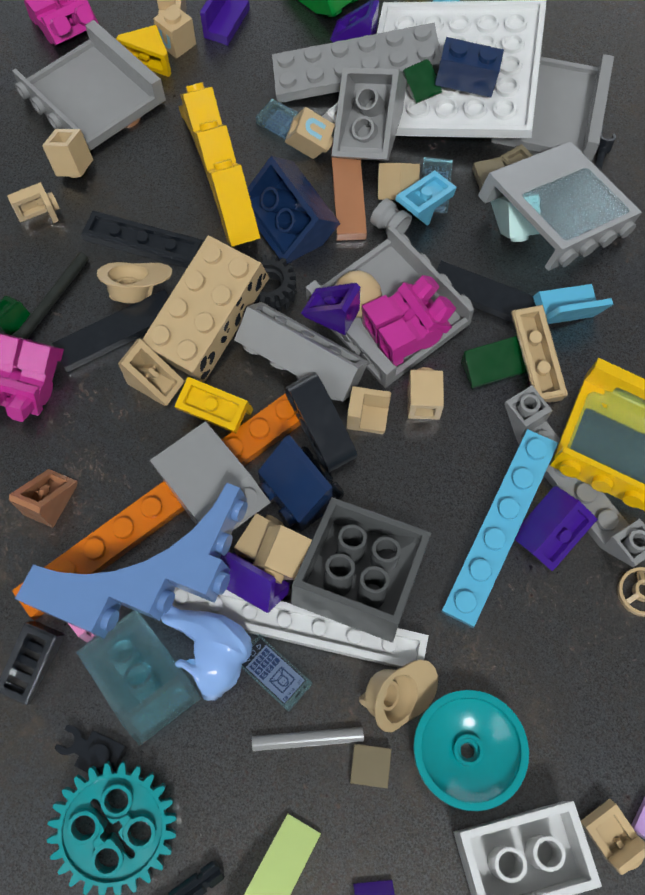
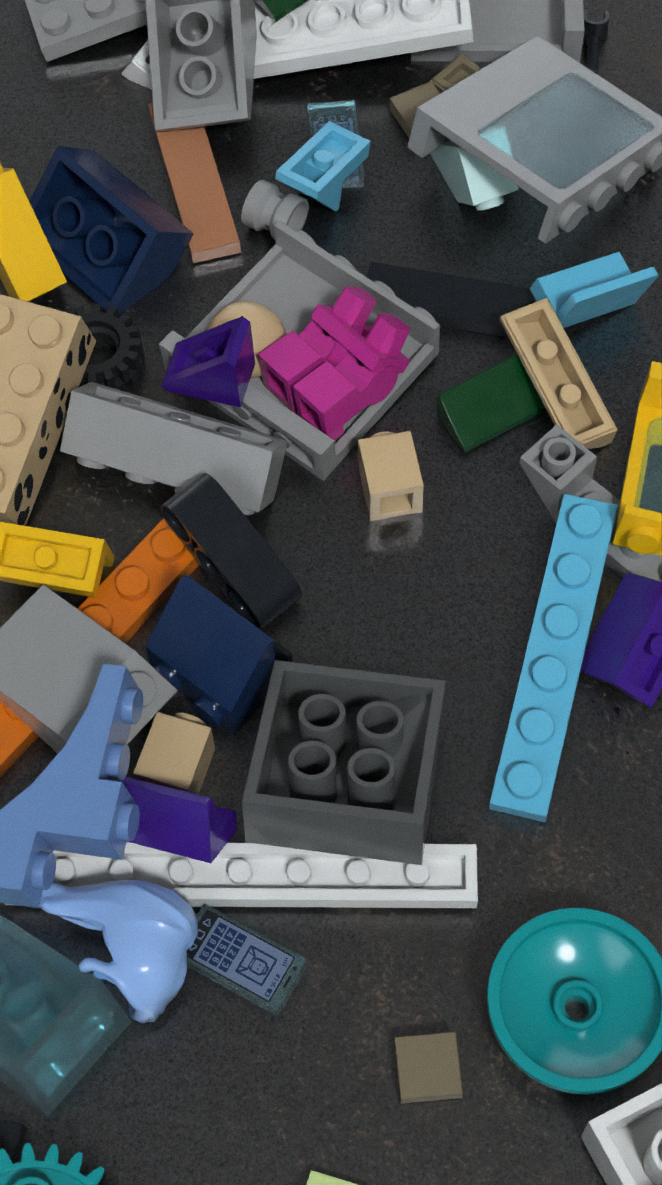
camera: 10 degrees left, 5 degrees down
(276, 118) = (68, 91): clear light blue tile -> none
(282, 553) = (214, 759): tan brick -> none
(307, 738) = (317, 1048): light grey bar -> none
(310, 133) = (112, 100): tan brick -> none
(368, 410) = (304, 518): tan panel -> none
(395, 178) = (269, 145): tan panel -> none
(400, 694) = (451, 942): tan piece -> none

